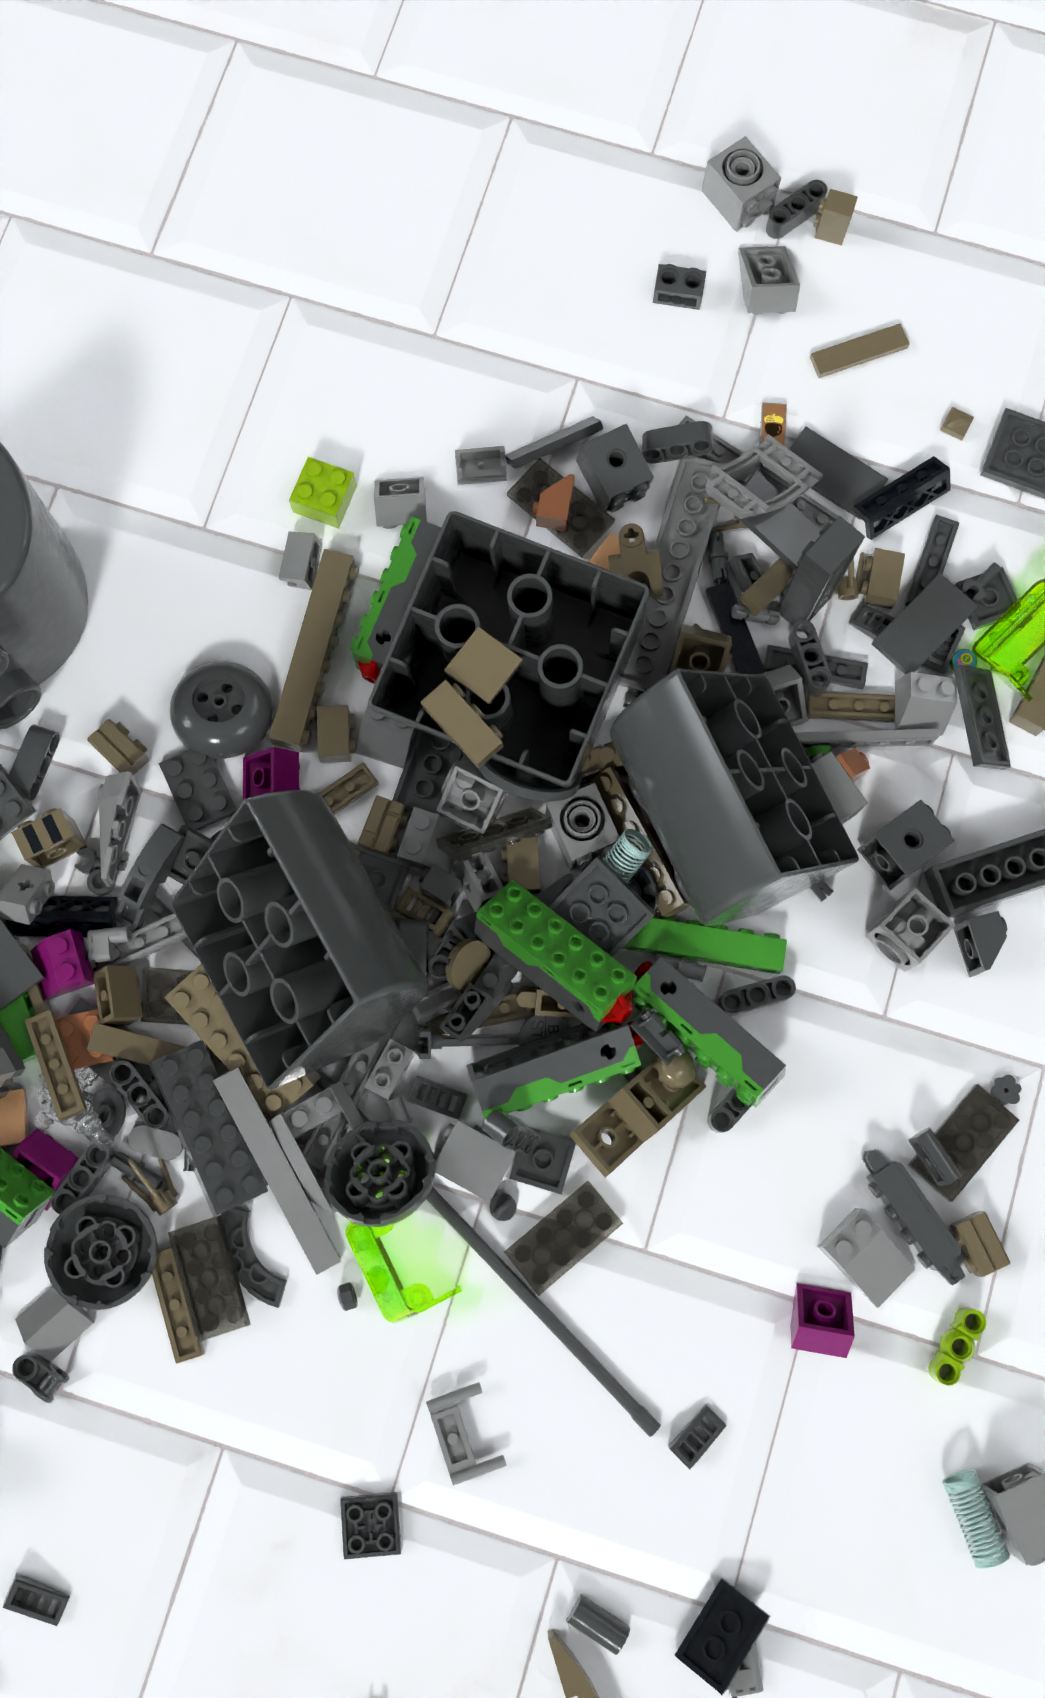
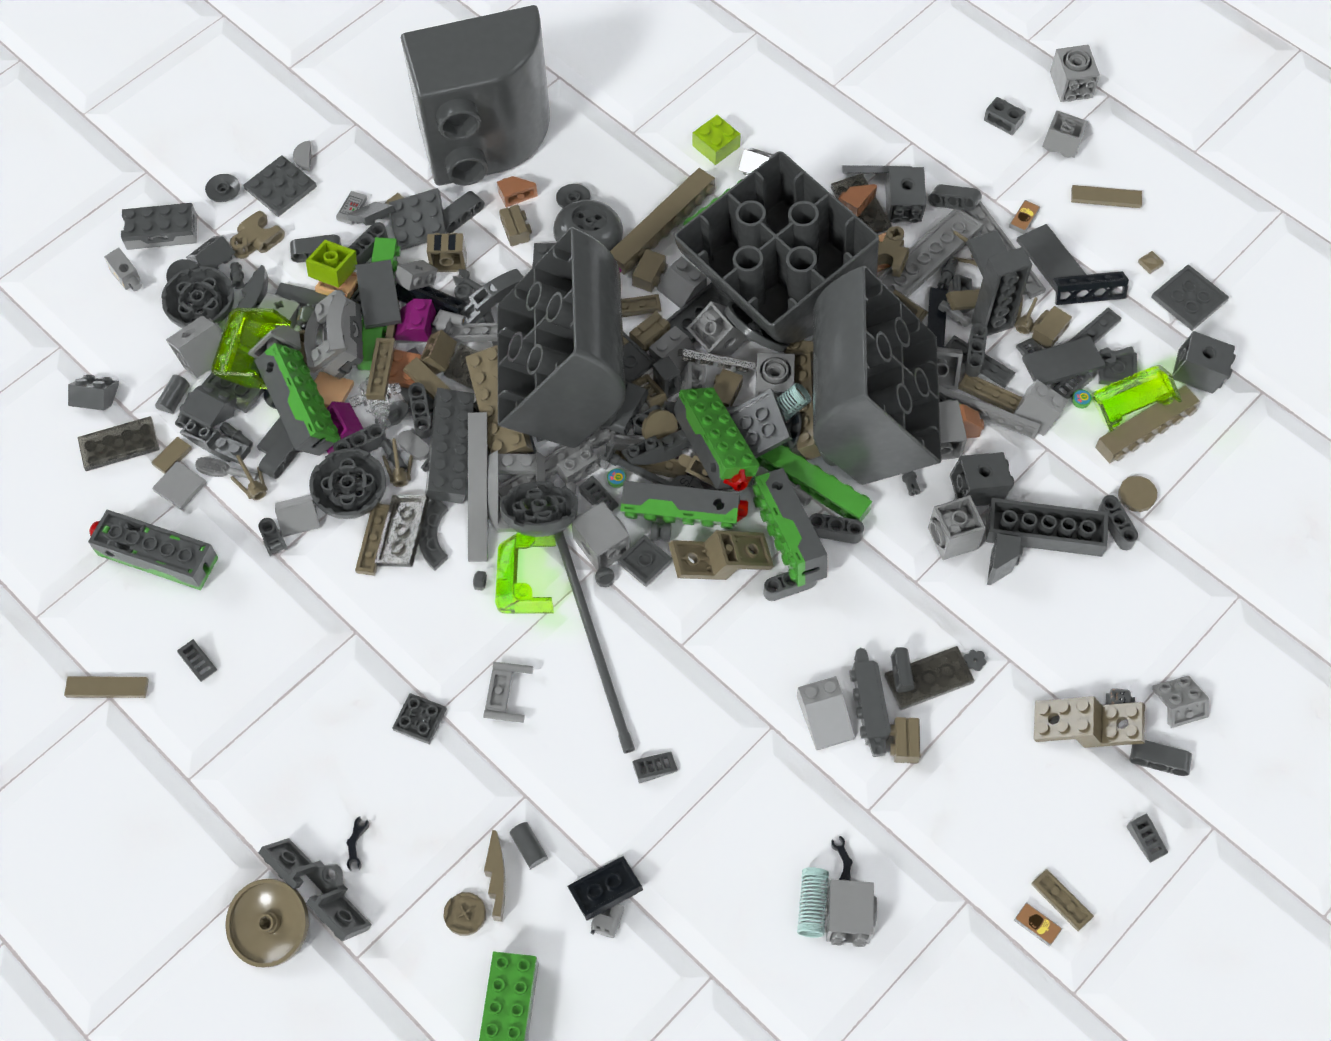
camera: 30 degrees right, 15 degrees down
(91, 694) = (516, 190): none -> nougat slope
(117, 809) = (493, 258): light grey wedge -> none
(168, 662) = (571, 193): none -> dark grey dish
(300, 560) = (681, 169): light grey hinge -> none
(445, 1059) = (616, 478): none -> tile
(463, 723) = (724, 264): dark tan brick -> none
(480, 465) = (822, 163): light grey hinge -> none
(483, 665) = (754, 239): dark tan tile -> none
(511, 1132) = (632, 522): dark grey beam -> none
(542, 1111) = (660, 531): none -> dark grey wheel
(563, 1237) = (633, 610): clear smoke plate -> none
(653, 1032) = (756, 514): dark grey hinge -> none
(678, 1073) = (758, 540): dark tan hair -> none
(725, 487) = (973, 233): light grey wedge -> none
(805, 200) = (1105, 102): dark grey beam -> none
(822, 1321) = (773, 736): magenta slope -> none
(834, 216) = (1127, 113): dark tan brick -> none
(967, 1336) = (864, 787): lime piece -> none
(982, 717) = (1074, 432): dark grey tile -> none
(987, 1440) = (847, 861): none -> black piece

